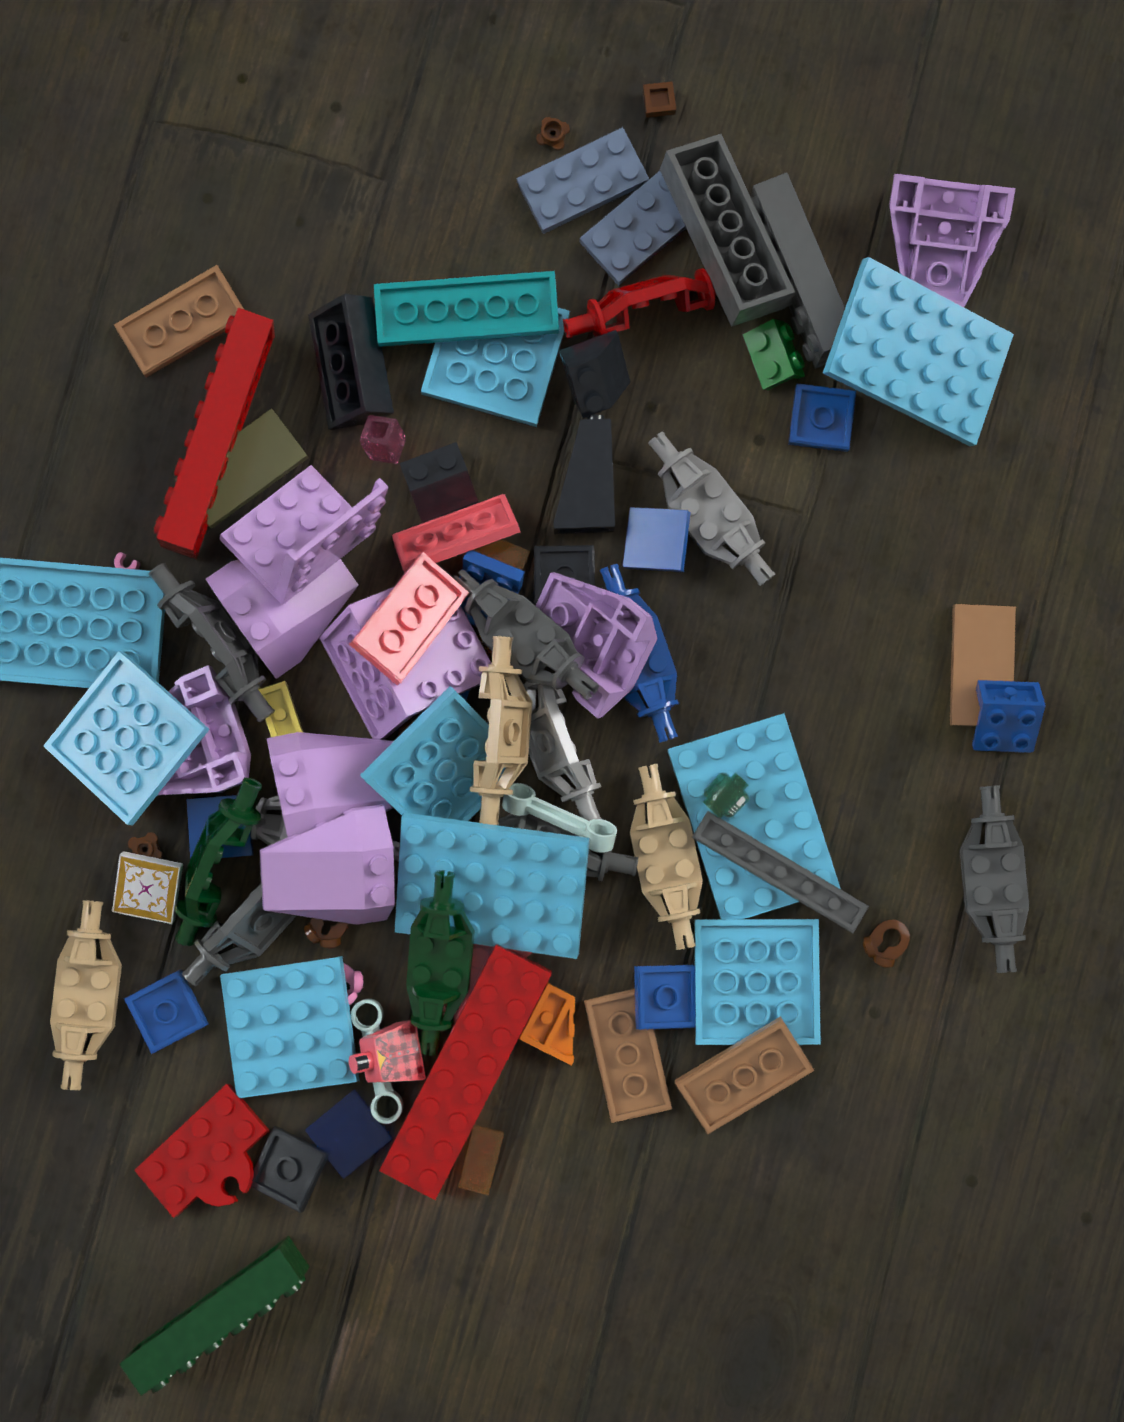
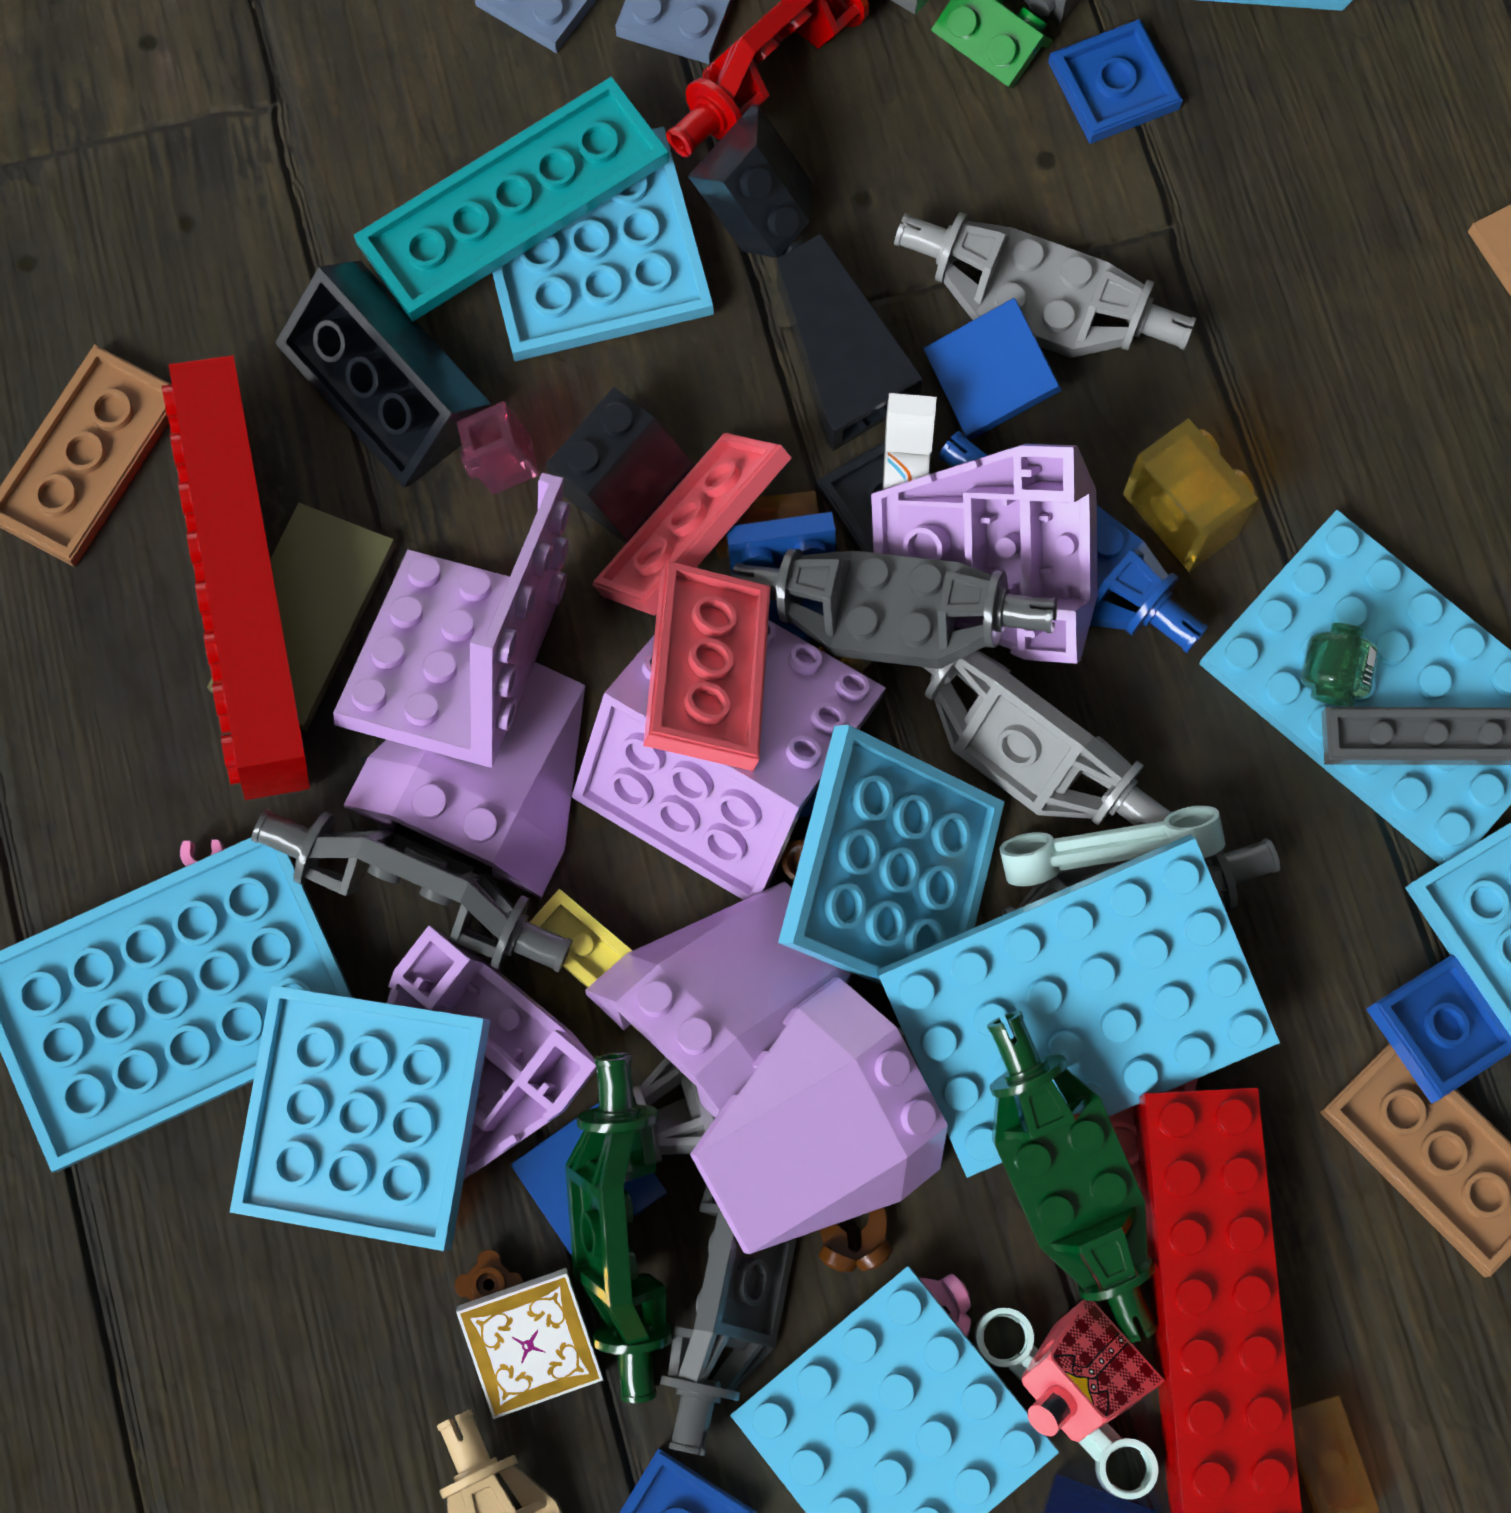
camera: 30 degrees left, 10 degrees down
(507, 732) = (967, 759): tan plate -> none
(551, 1024) = (1305, 1175): orange wing -> none
(587, 556) = (908, 437): none -> white leg
(666, 856) = (1306, 815): tan plate -> none
(711, 664) = (1190, 494): none -> clear yellow brick

